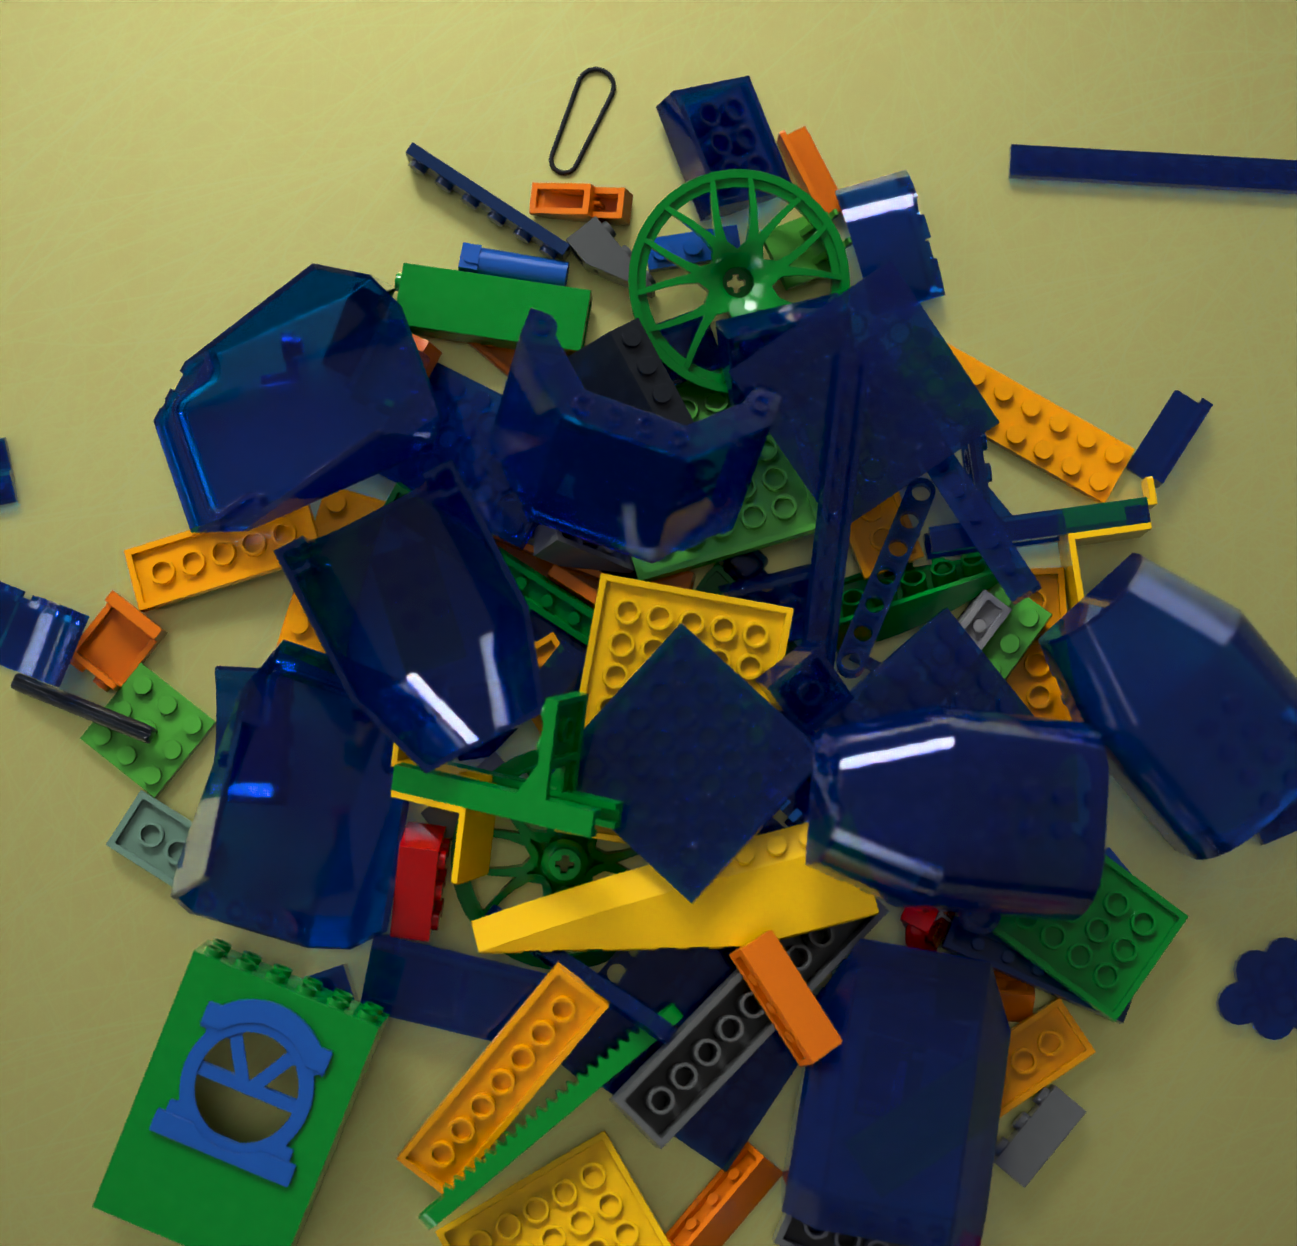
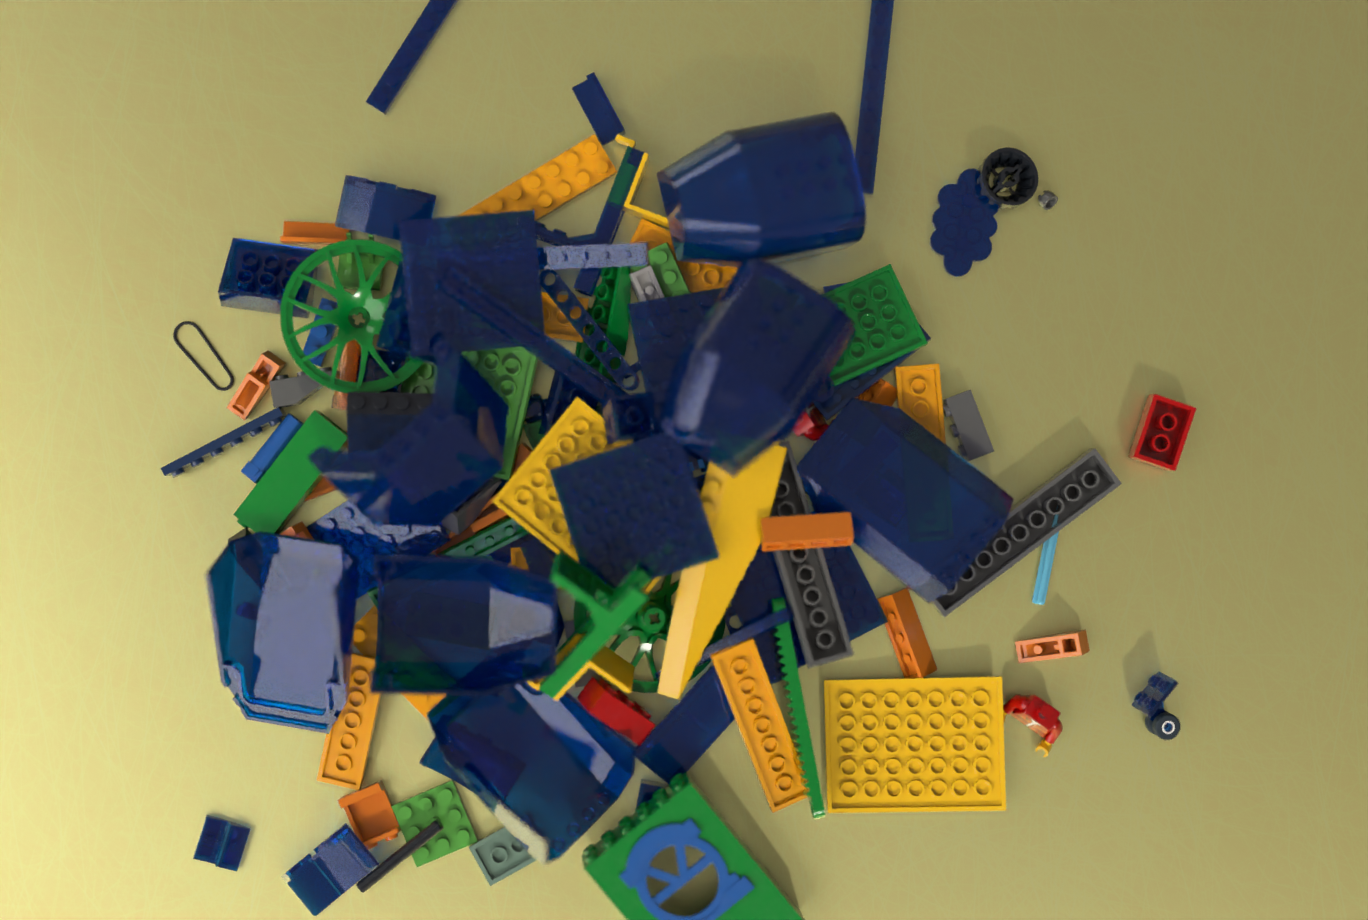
camera: 60 degrees left, 5 degrees up
(662, 304) = (347, 371): none -> clear orange piece

